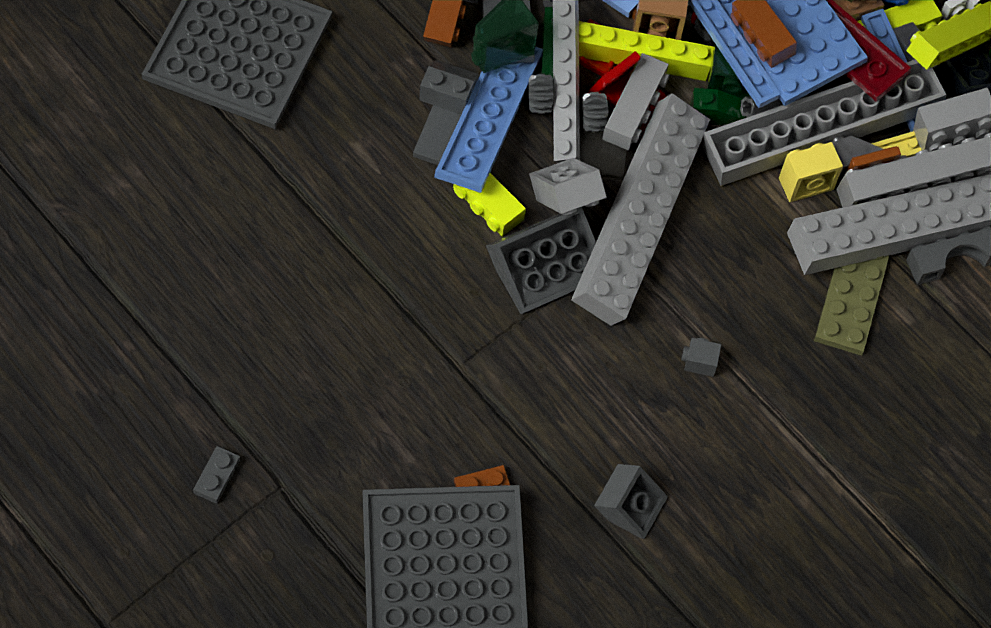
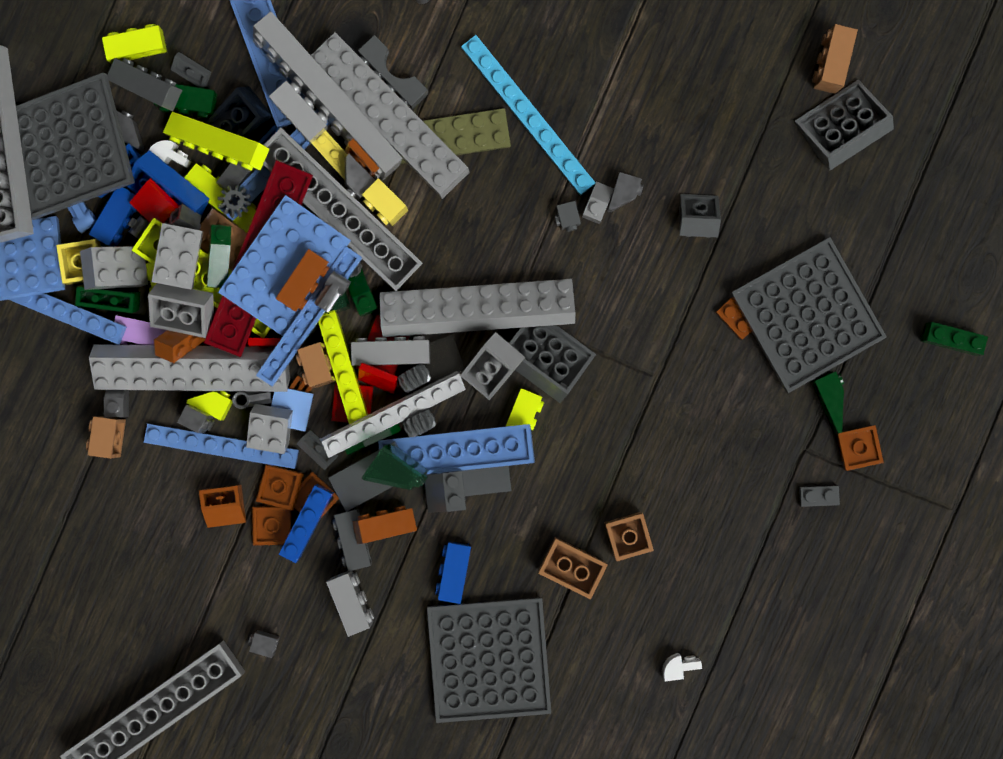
camera: 110 degrees left, 25 degrees up
(112, 223) = (674, 666): none -> white brick
(248, 547) = (860, 448): none -> dark orange plate
(291, 167) = (572, 568): none -> medium nougat brick
(292, 240) = (628, 536): none -> medium nougat brick
(330, 542) = (831, 396): none -> dark green slope
(355, 55) = (453, 572): none -> blue brick
(701, 395) = (598, 202): none -> light grey slope
(701, 430) = (625, 191): none -> flat silver slope
(739, 57) = (334, 288): none -> flat silver piece
(842, 374) = (528, 115): none -> medium azure plate
(891, 21) = (241, 203): none -> dark grey gear

